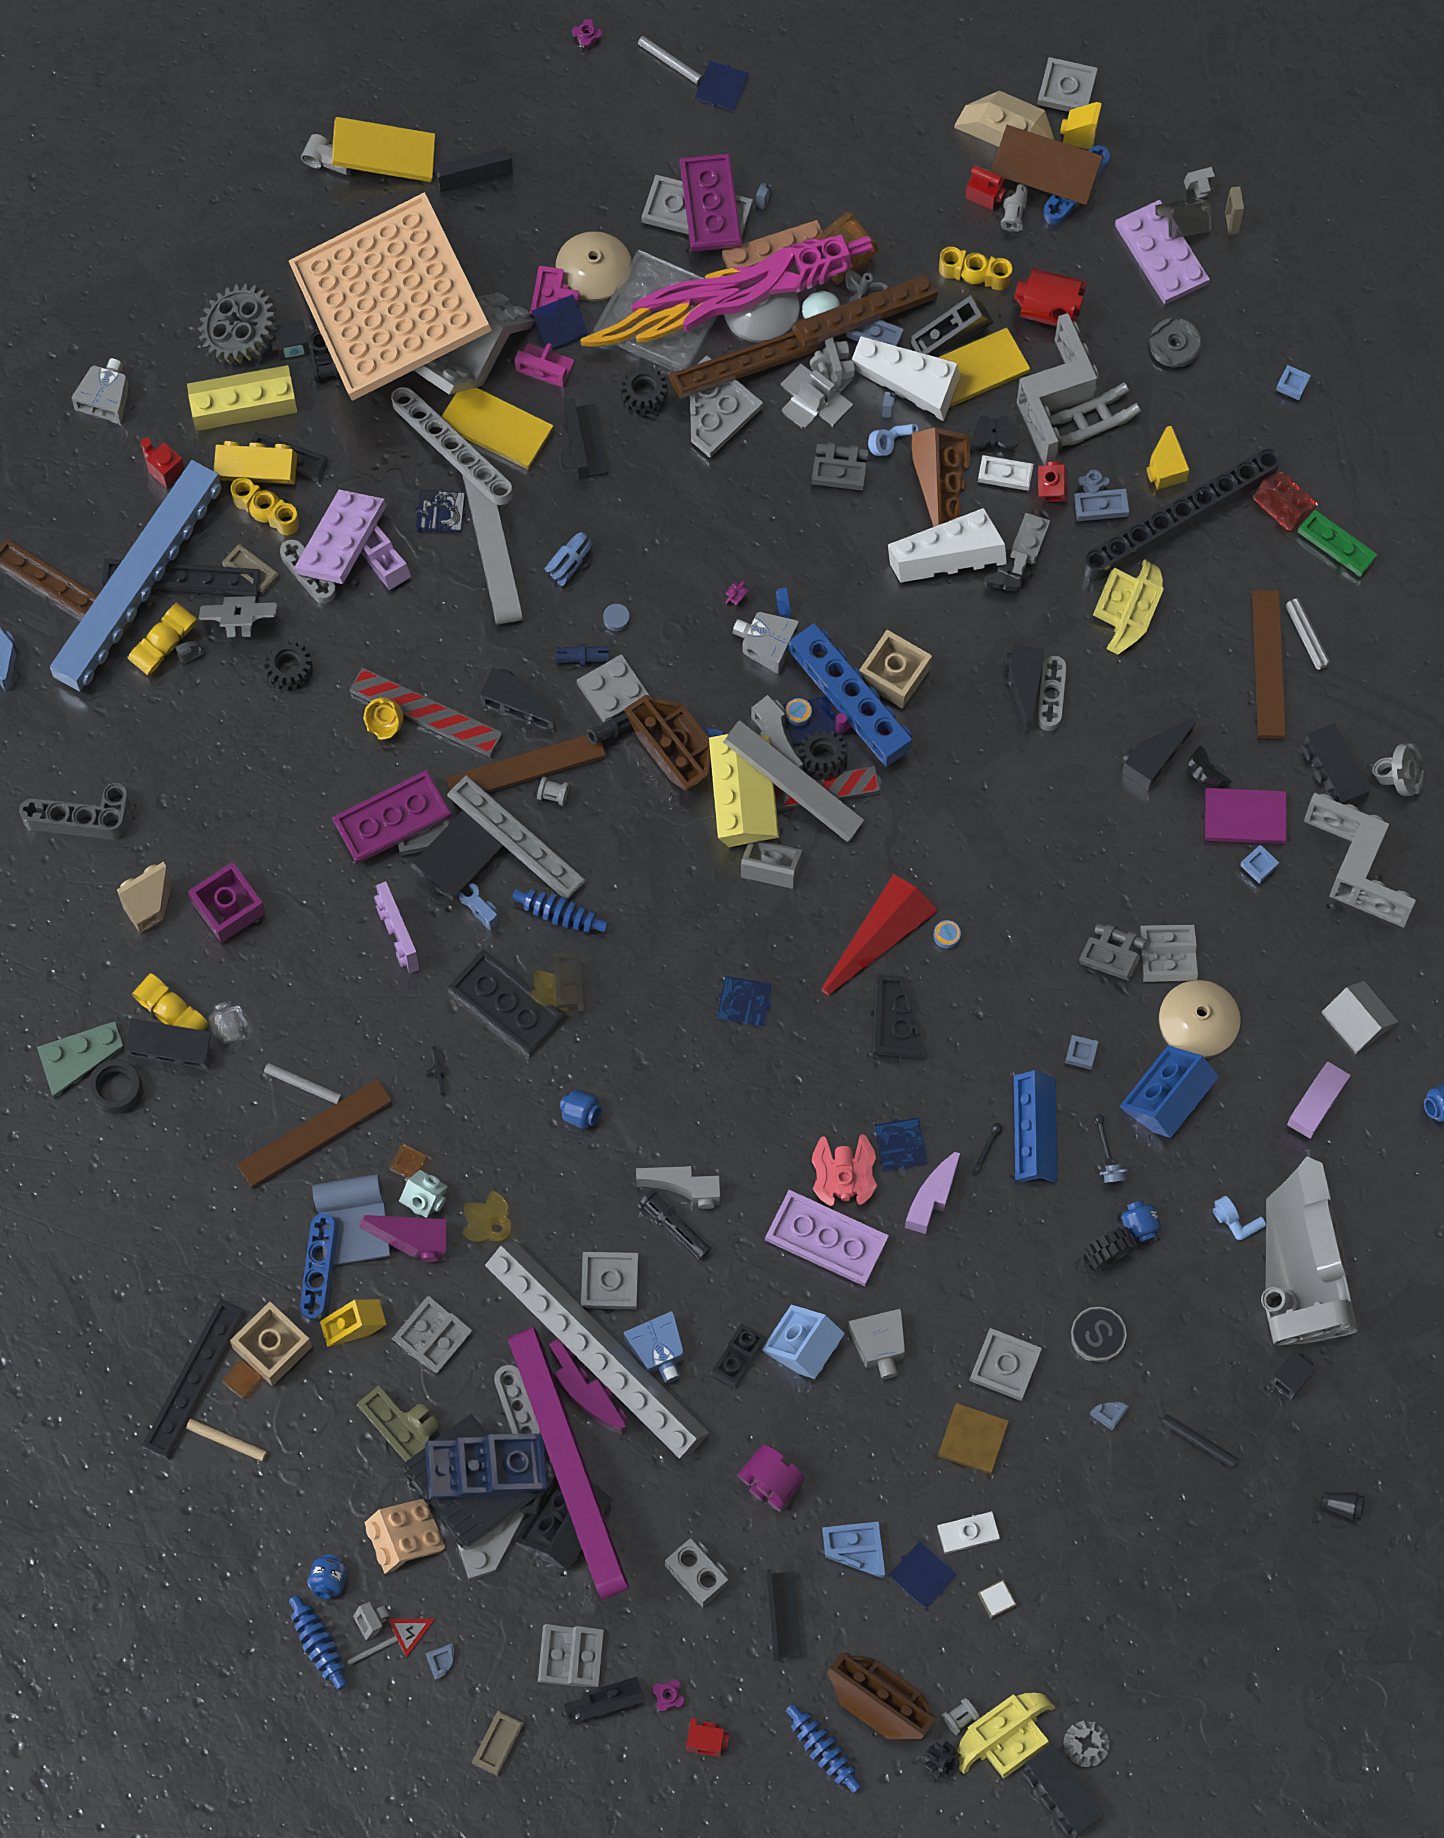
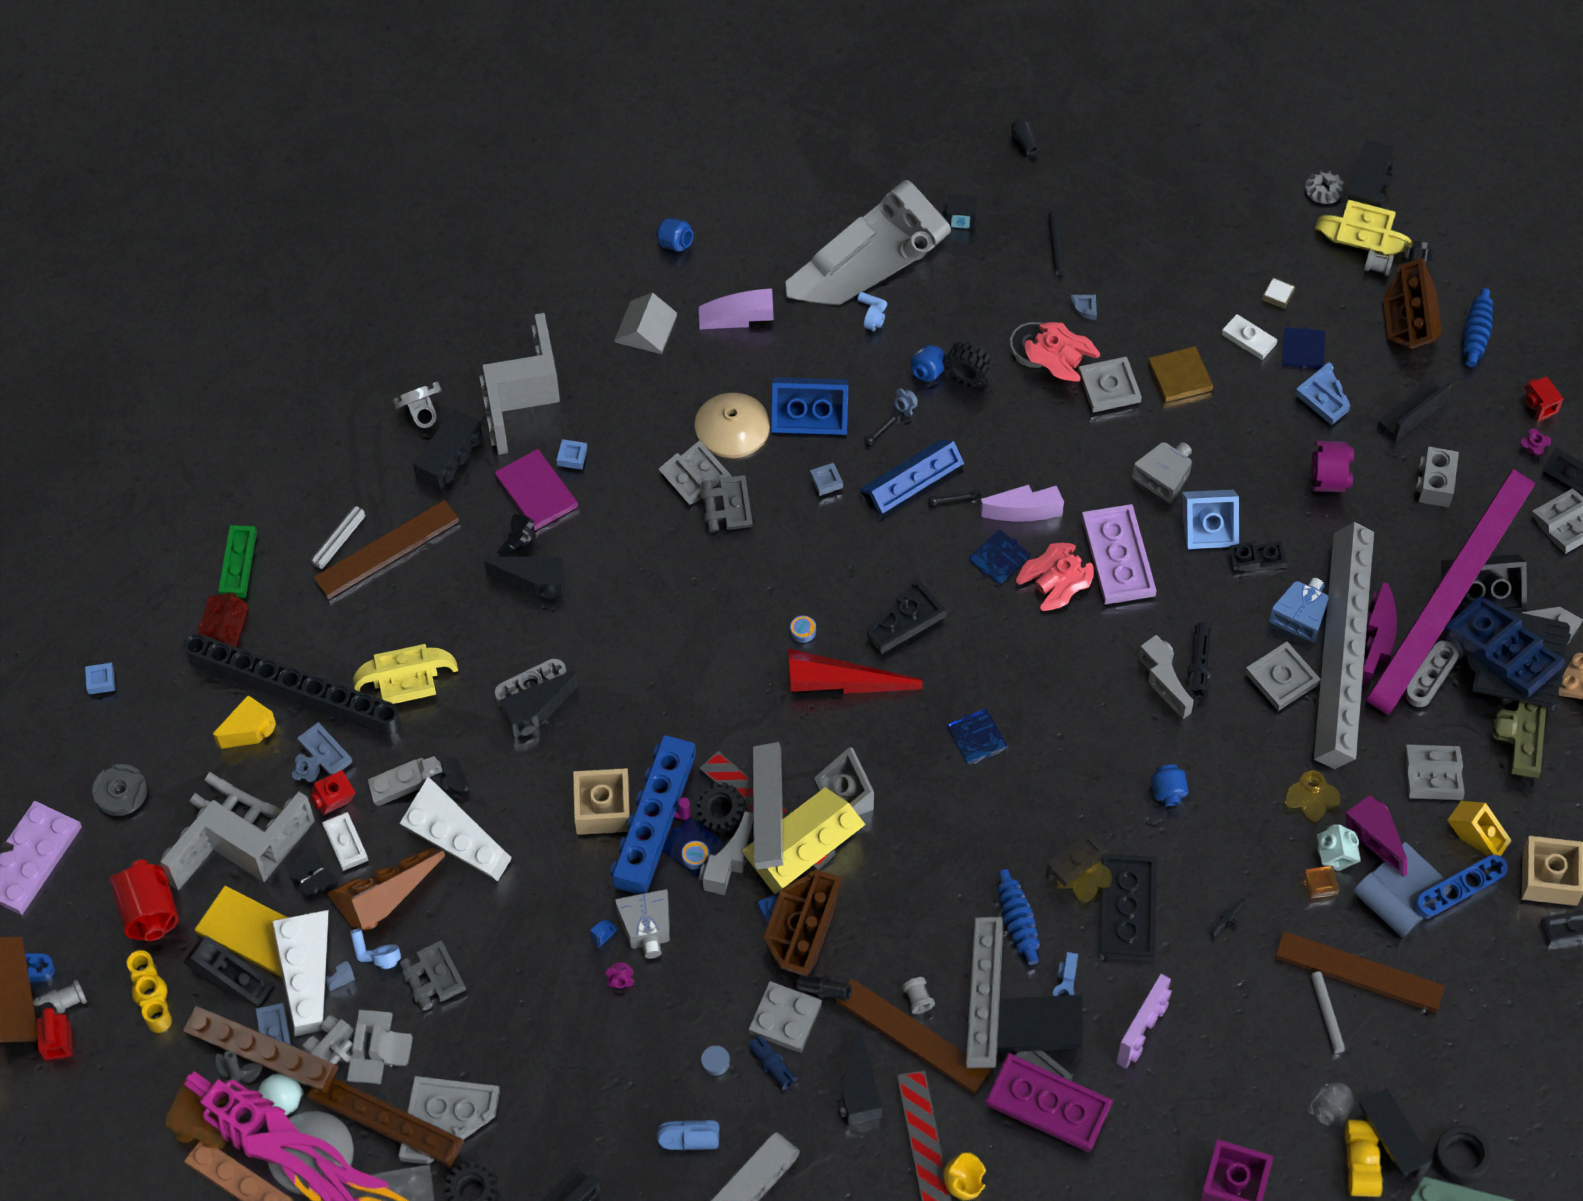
camera: 125 degrees left, 10 degrees down
(1071, 1339) = (1060, 350): none -> coral piece

